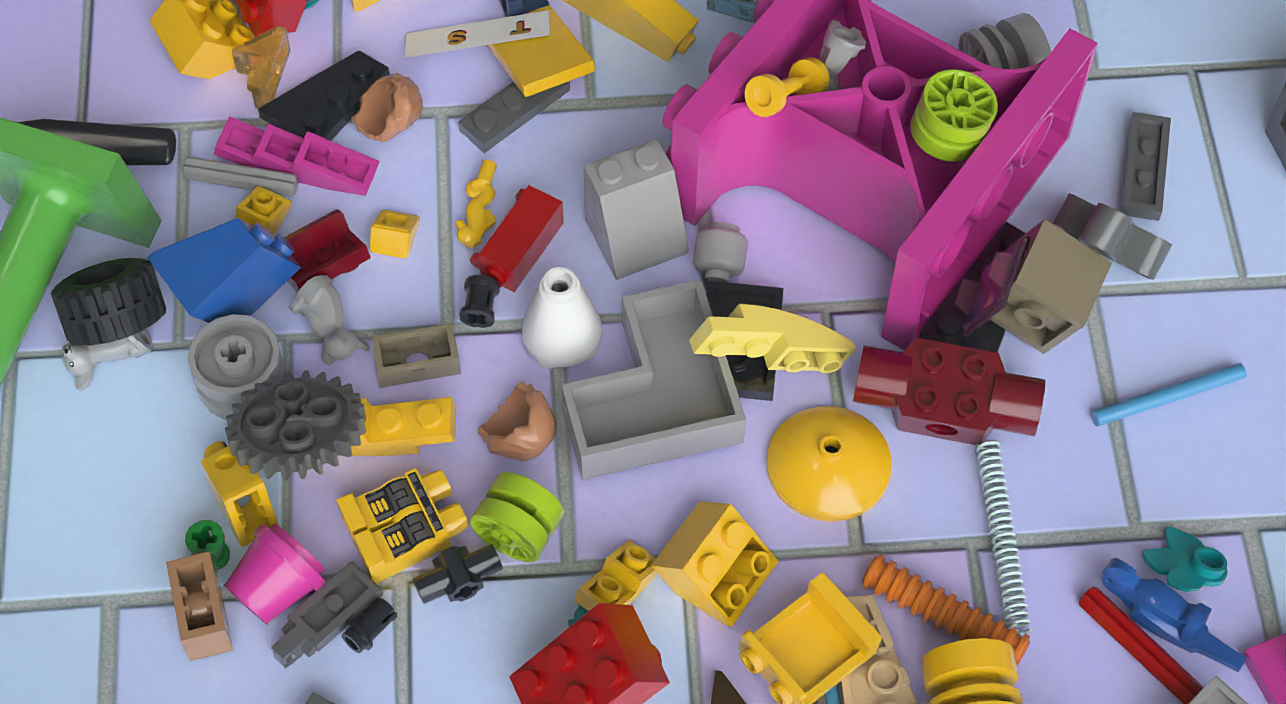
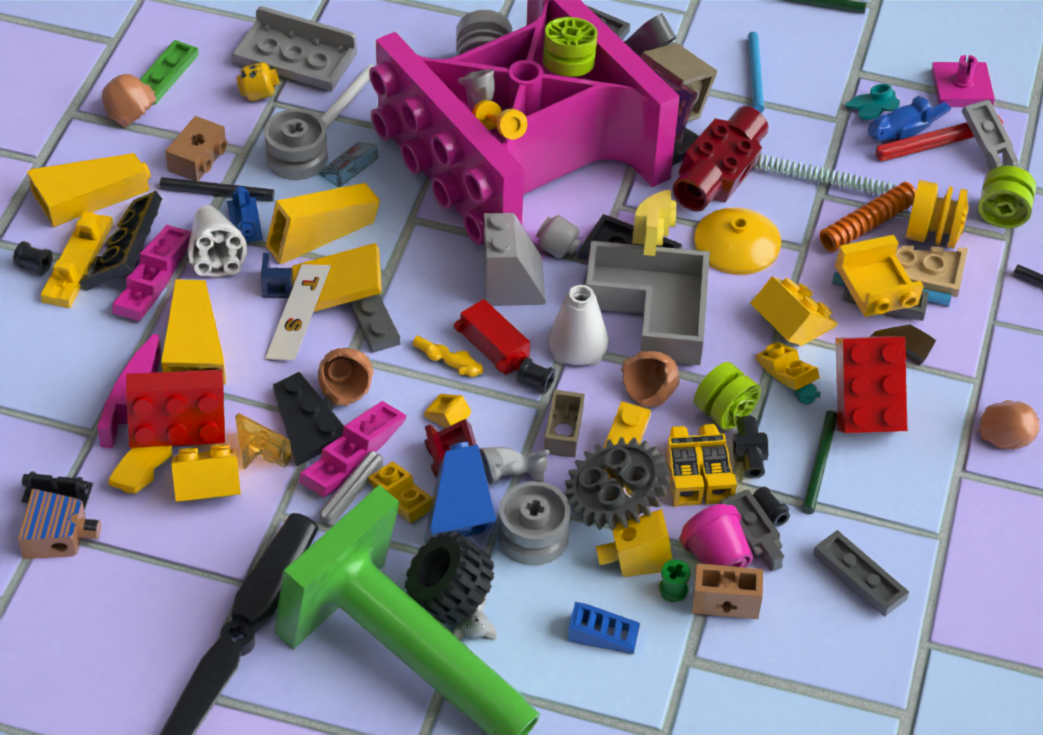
camera: 70 degrees left, 10 degrees down
(116, 465) = (596, 616): none -> blue slope
(455, 668) = (819, 462): none -> dark green bar

